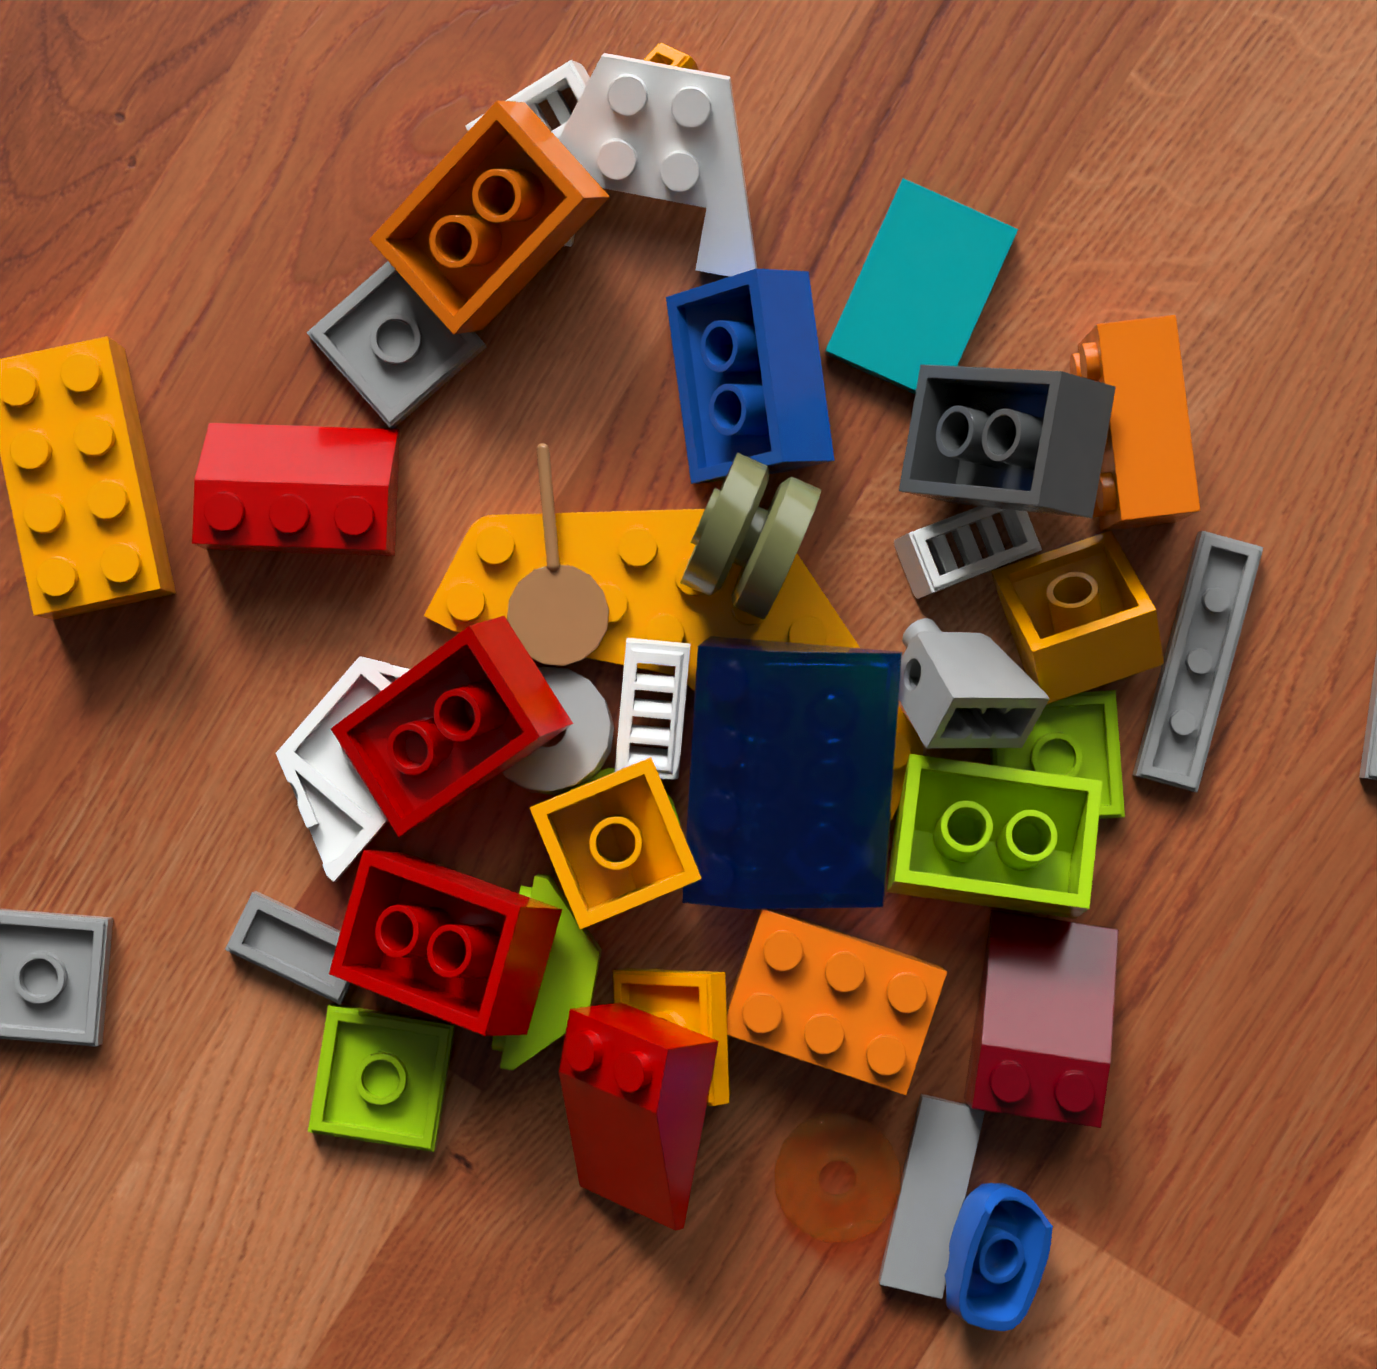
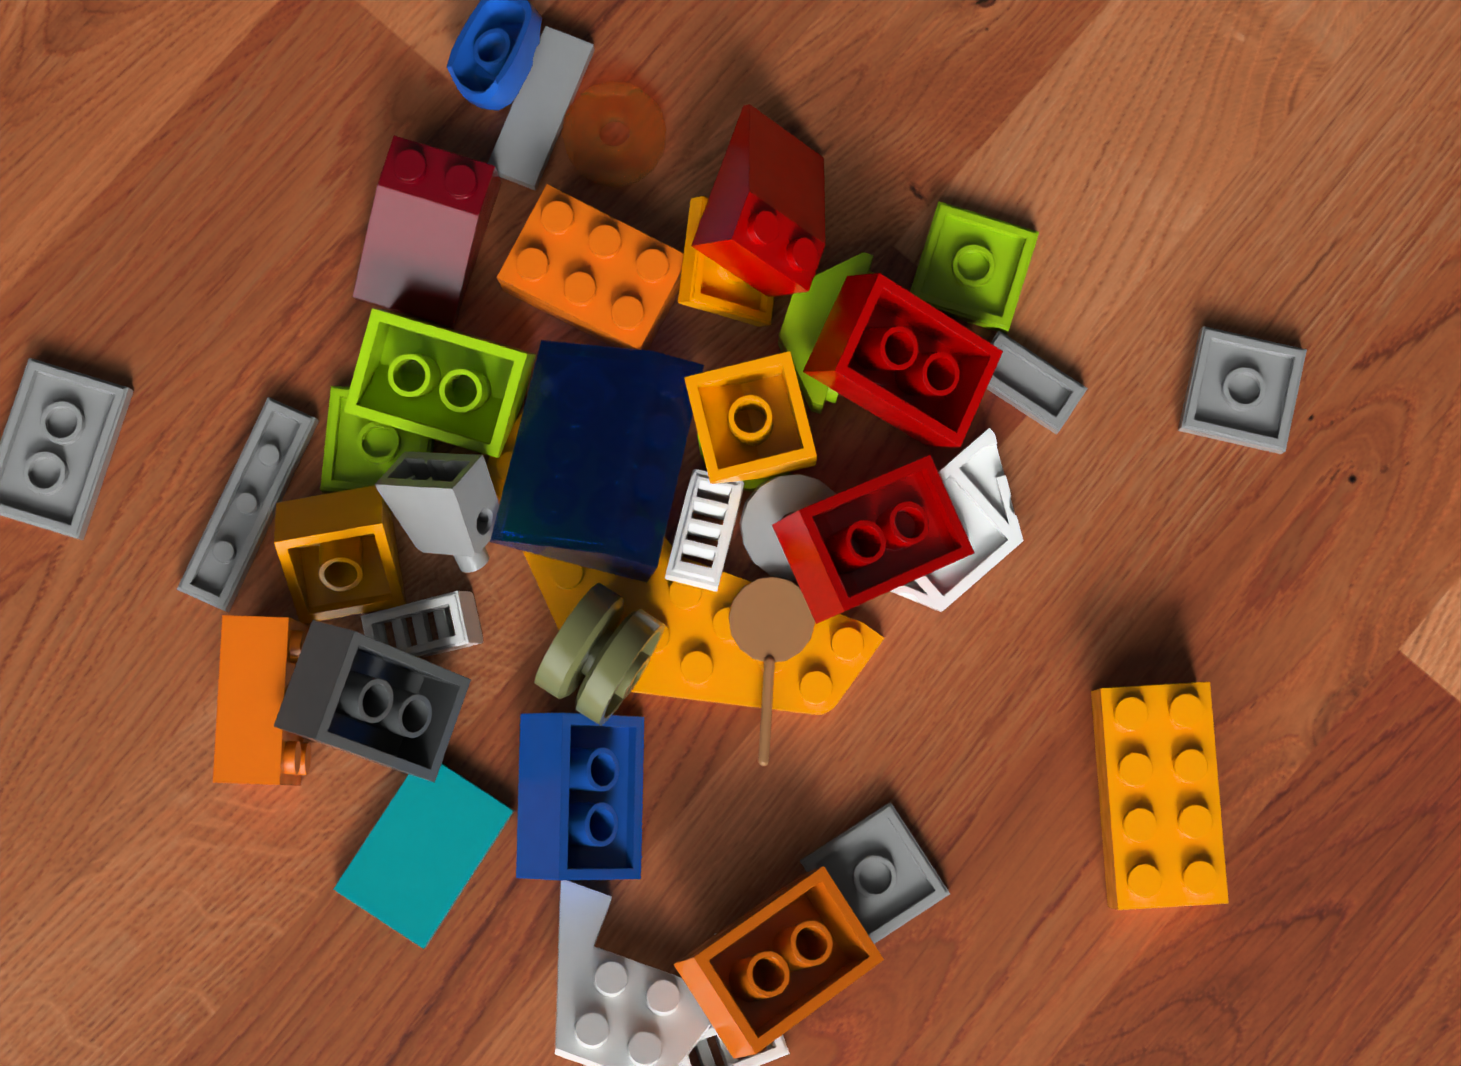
camera: 170 degrees left, 5 degrees down
(297, 489) = (975, 760): red slope -> none

